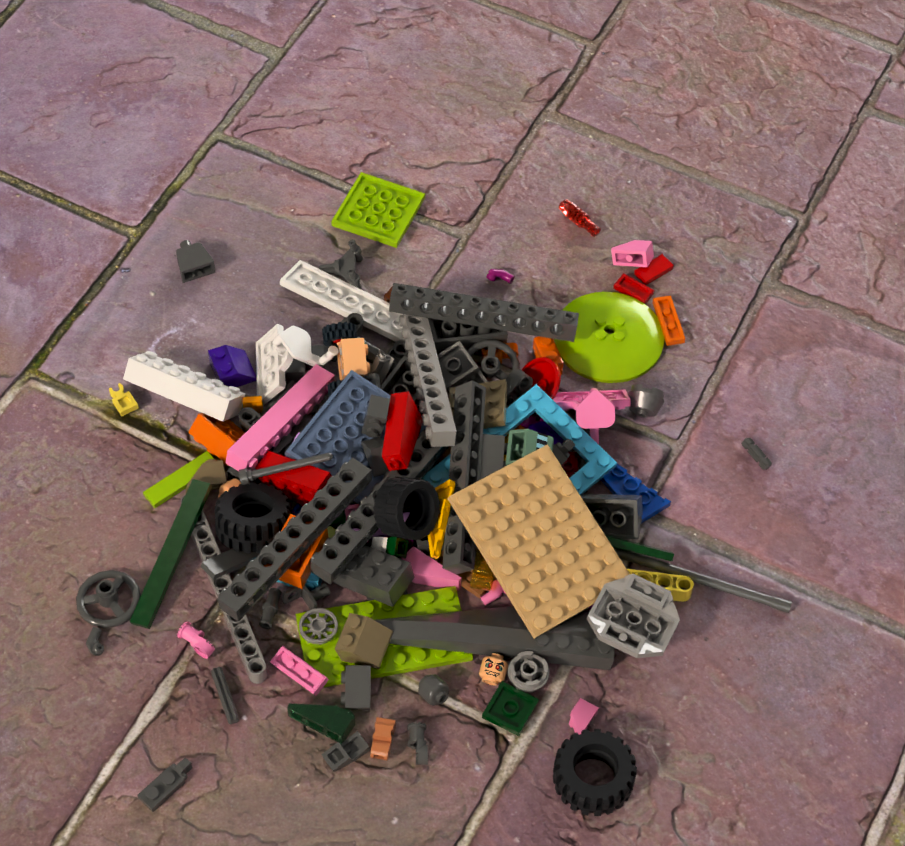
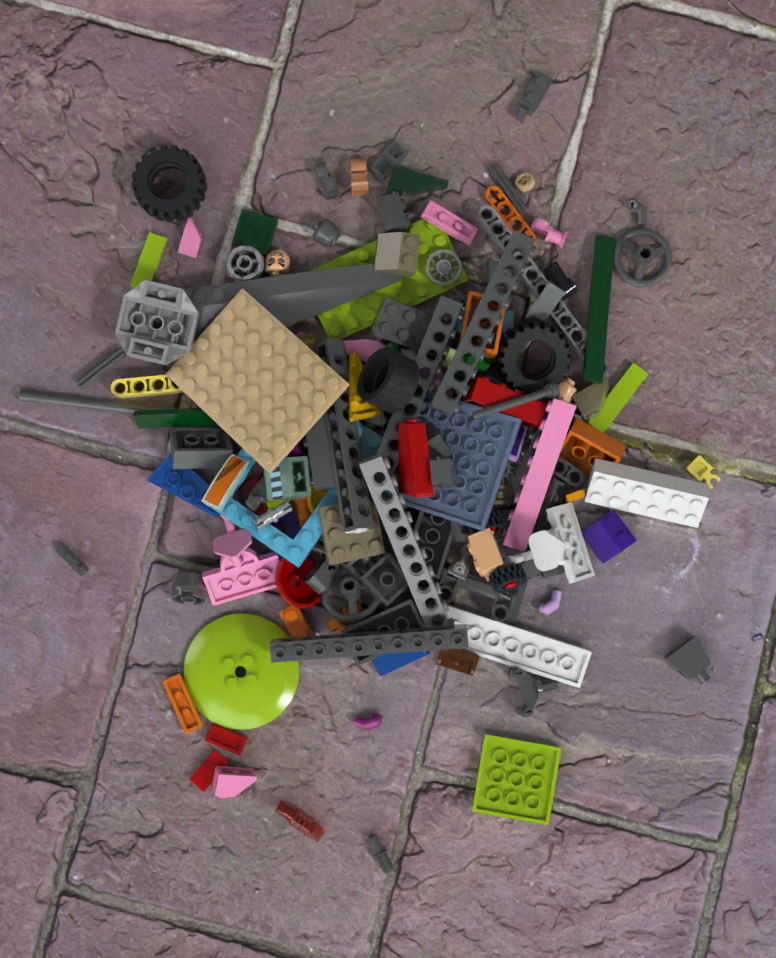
camera: 170 degrees right, 30 degrees up
(200, 588) = (557, 276): none -> black piece
(204, 696) = (525, 182): none -> tan tile
(234, 665) = (512, 216): none -> orange beam
(309, 324) = (551, 605): none -> lavender arm
(514, 184) = (380, 853): none -> dark grey axle
(554, 428) = (272, 515): none -> light grey pin
(593, 464) = (225, 482): none -> slope
(632, 707) = (149, 259): none -> lime tile
(702, 614) = (101, 368): none -> dark grey axle

